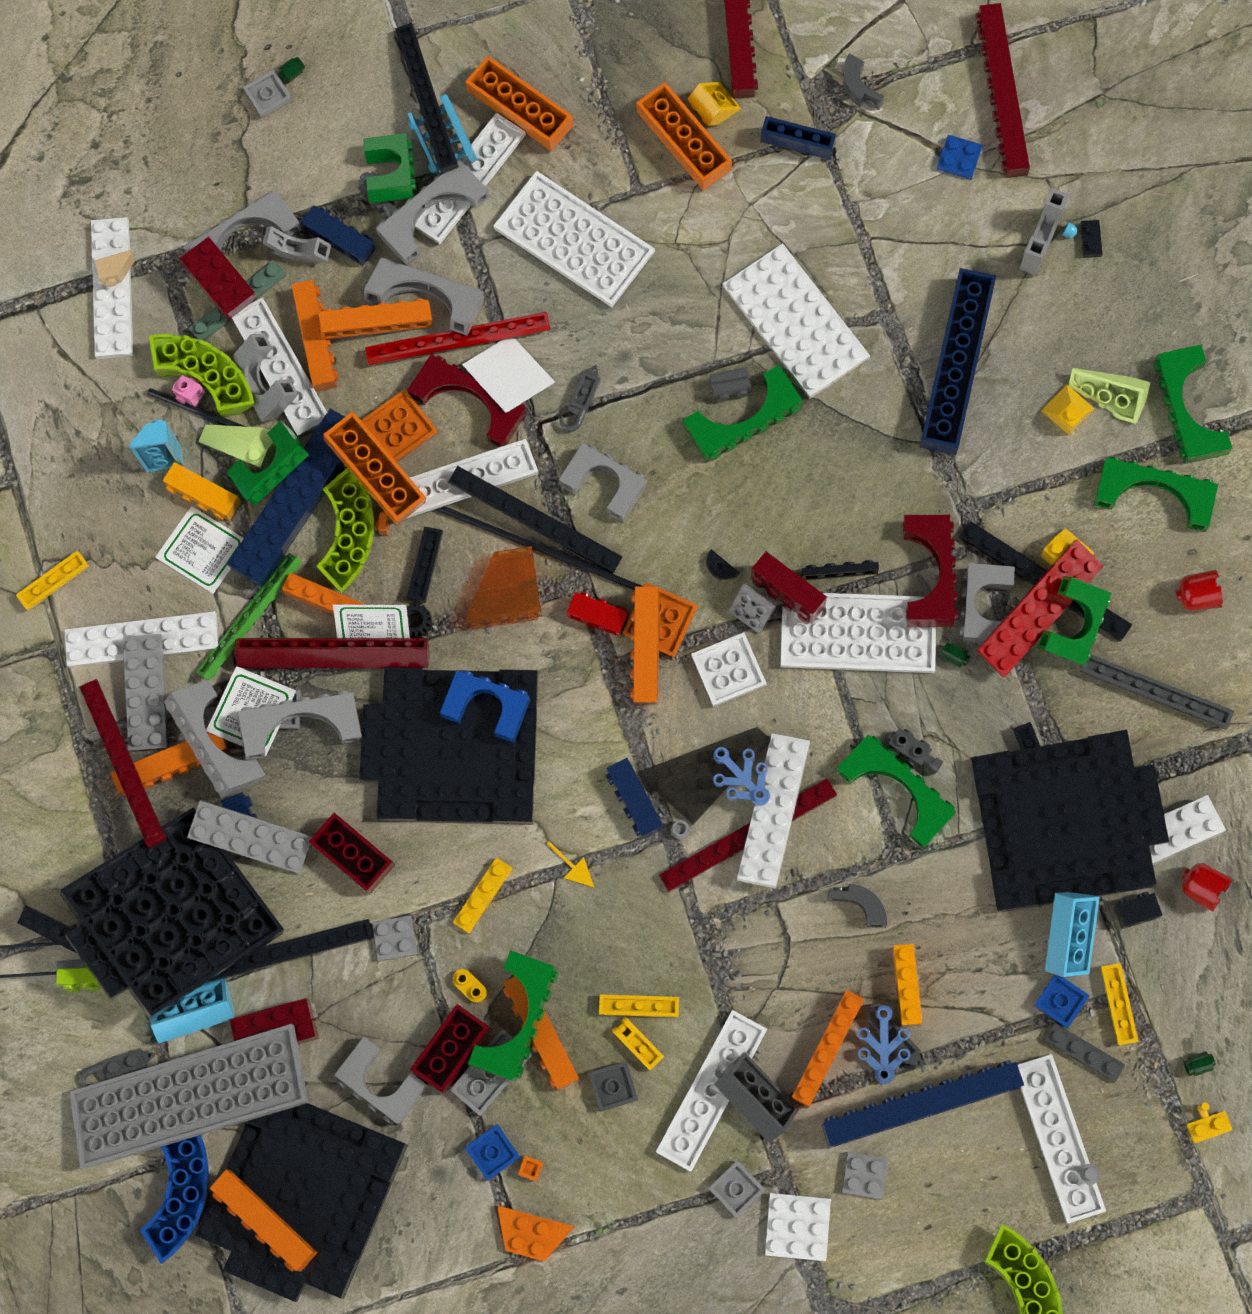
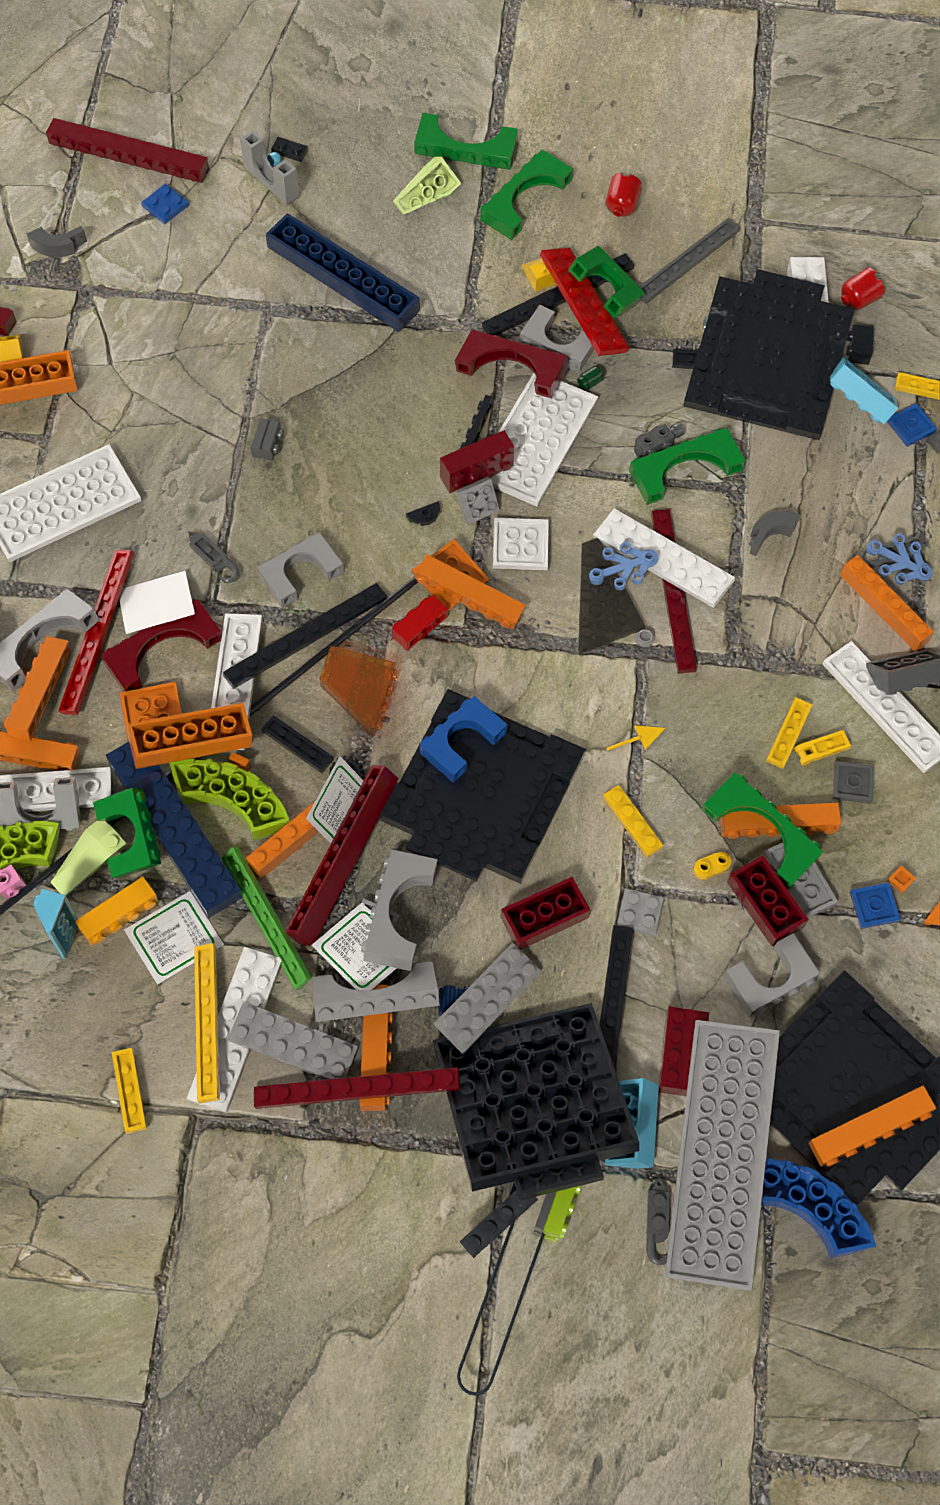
camera: 75 degrees left, 10 degrees down
(132, 613) = (206, 1023): none -> yellow plate
(634, 798) = (601, 661): dark blue brick -> none
(716, 438) = (307, 470): green arch -> none
(796, 321) = (236, 372): white plate -> none
(798, 137) = (77, 300): dark blue brick -> none
(907, 985) = (855, 523): light orange brick -> none
(1068, 409) = (424, 222): yellow slope -> none

